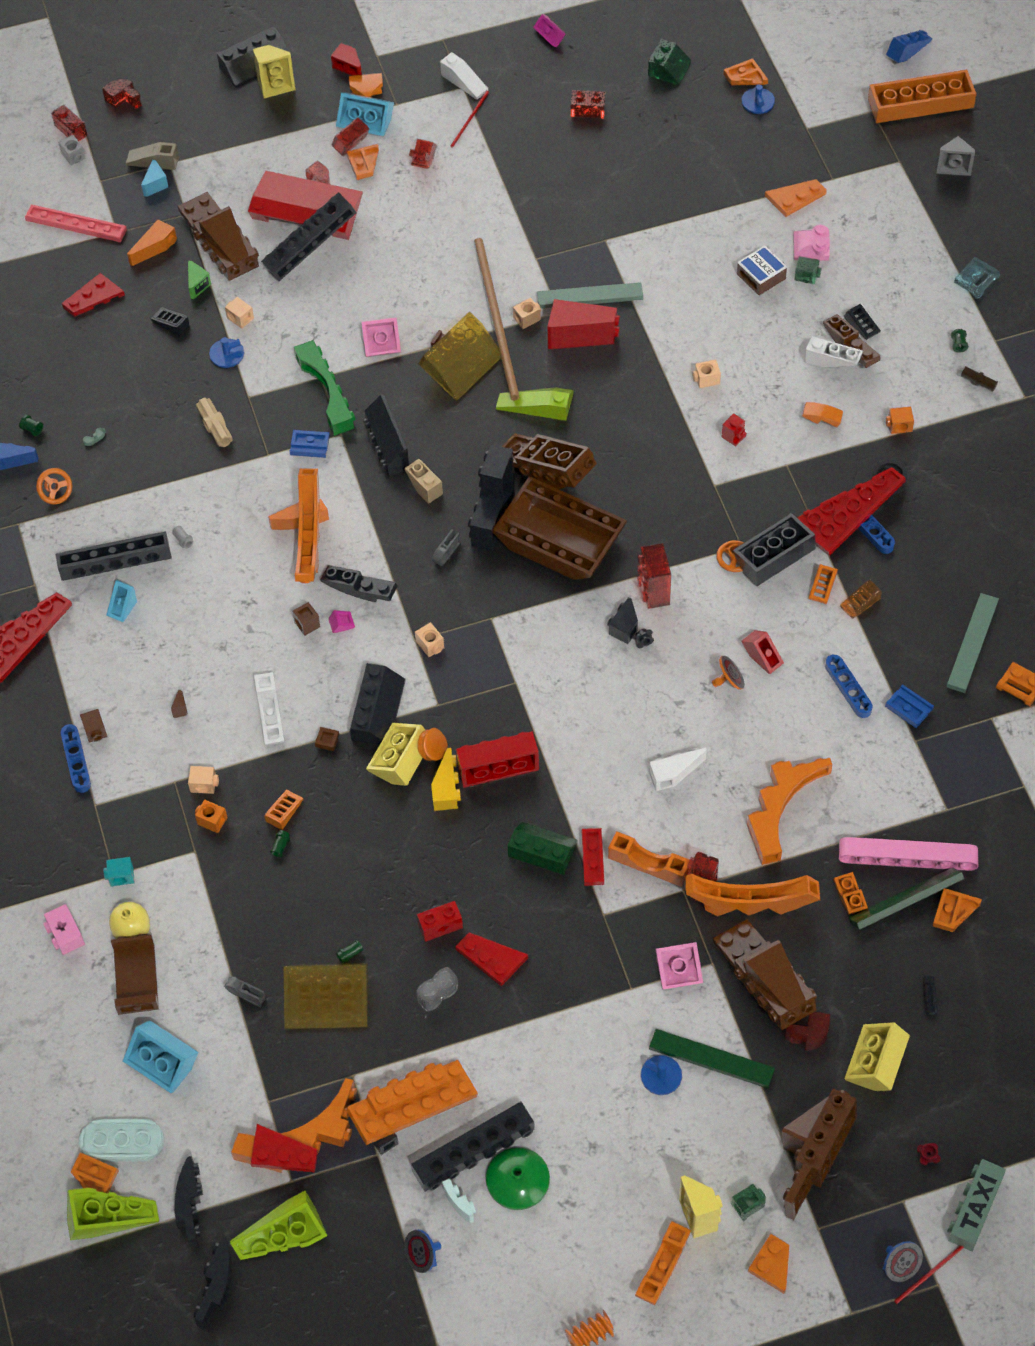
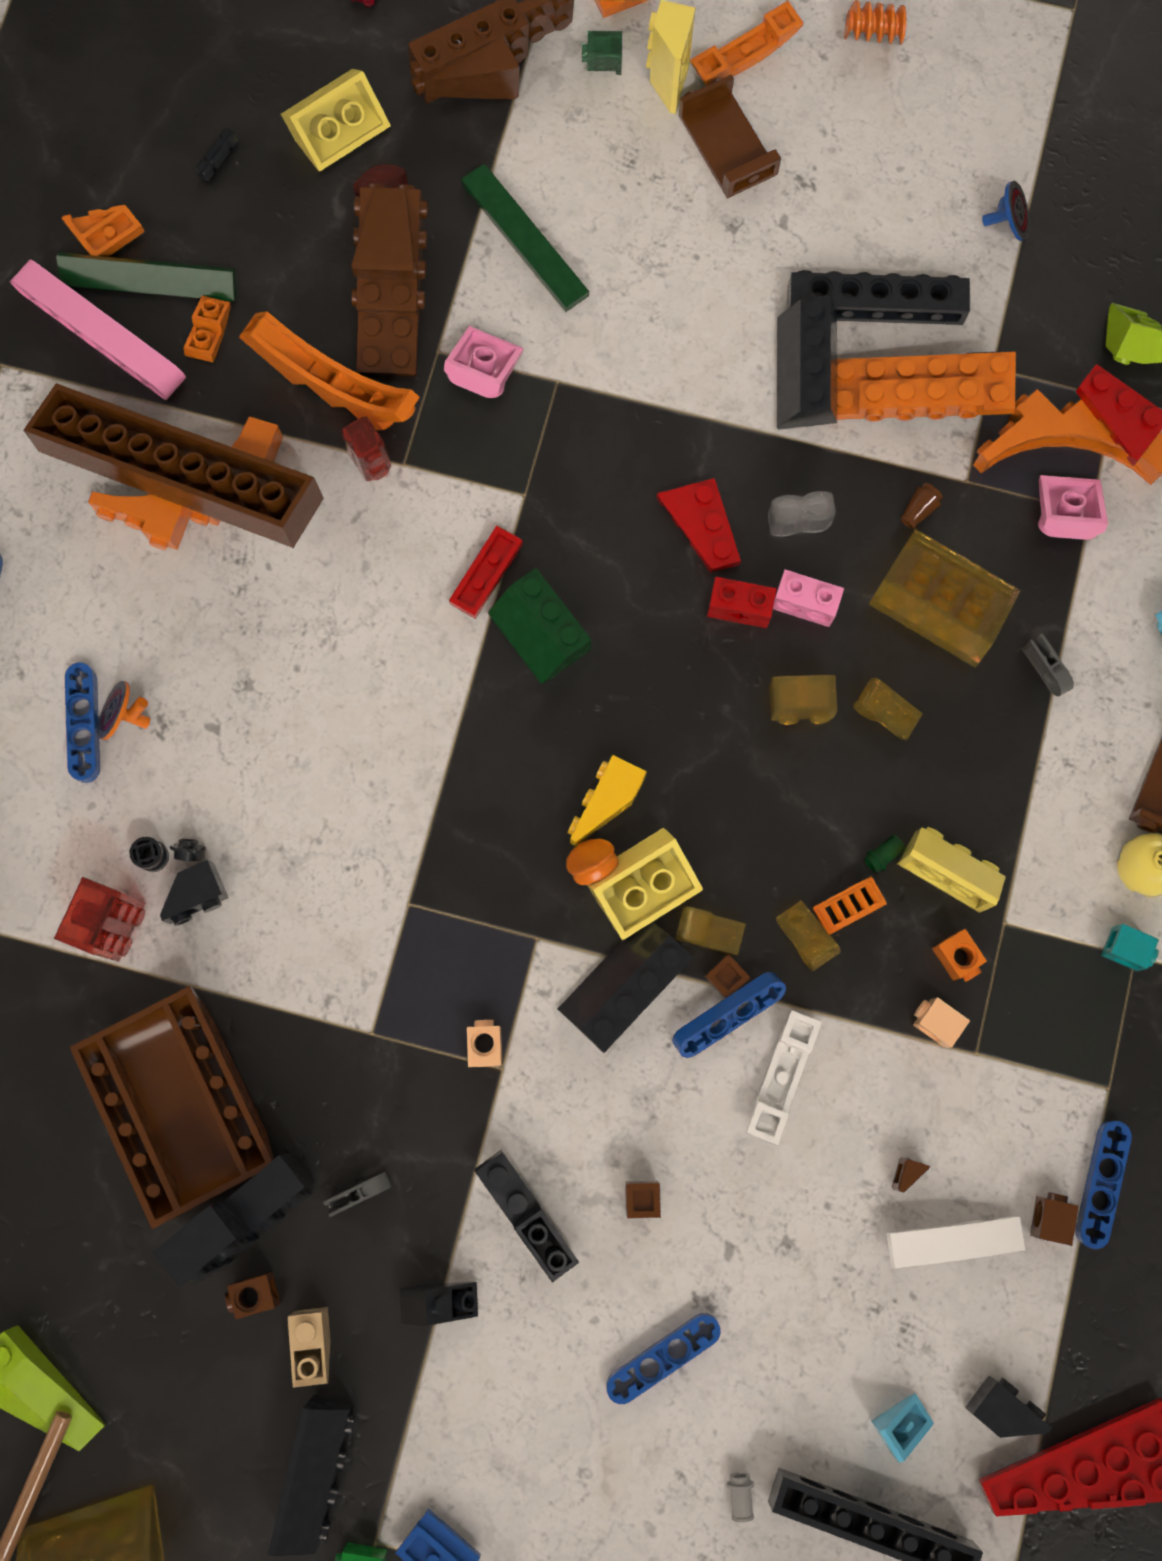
camera: 150 degrees left, 20 degrees up
(73, 634) = (1004, 1413): none -> black slope
(138, 688) = (955, 1241): none -> white slope
(238, 849) = (953, 869): none -> light yellow slope
(250, 567) = (666, 1362): none -> blue beam
(282, 1089) = (1071, 507): none -> bright pink slope
(289, 517) = (541, 1411): orange slope -> none
(296, 779) = (808, 936): none -> clear yellow plate
(308, 535) = (550, 1354): orange arch -> none
(315, 722) = (767, 990): none -> blue beam
(324, 914) = (887, 707): none -> clear yellow plate
(341, 621) = (588, 1171): dark pink slope -> none
(349, 754) = (710, 931): none -> clear yellow plate
(349, 951) = (881, 638): dark green pin -> none
(370, 1041) = (922, 504): none -> reddish brown cone
(373, 893) = (803, 698): none -> clear yellow brick
(376, 528) = (438, 1303): none -> black slope
(404, 945) = (807, 598): none -> bright pink brick
(459, 486) = (267, 1295): none -> reddish brown brick
(459, 1203) = (933, 245): light aqua slope -> none
(486, 1074) = (807, 364): none -> black slope
(497, 759) = (517, 779): red brick -> none
(522, 1190) = (832, 249): green dish -> none
(551, 459) = (105, 1241): reddish brown wedge -> none
(632, 1197) = (726, 138): none -> reddish brown panel
(661, 625) = (155, 858): none -> black wheel
(661, 1075) = (596, 257): blue shield -> none
(665, 867) = (418, 514): orange arch -> none
(672, 770) = (295, 623): white slope -> none
(744, 665) = (77, 723): none -> blue beam
(762, 650) = (45, 724): red slope -> none
(795, 792) = (175, 465): none -> reddish brown brick

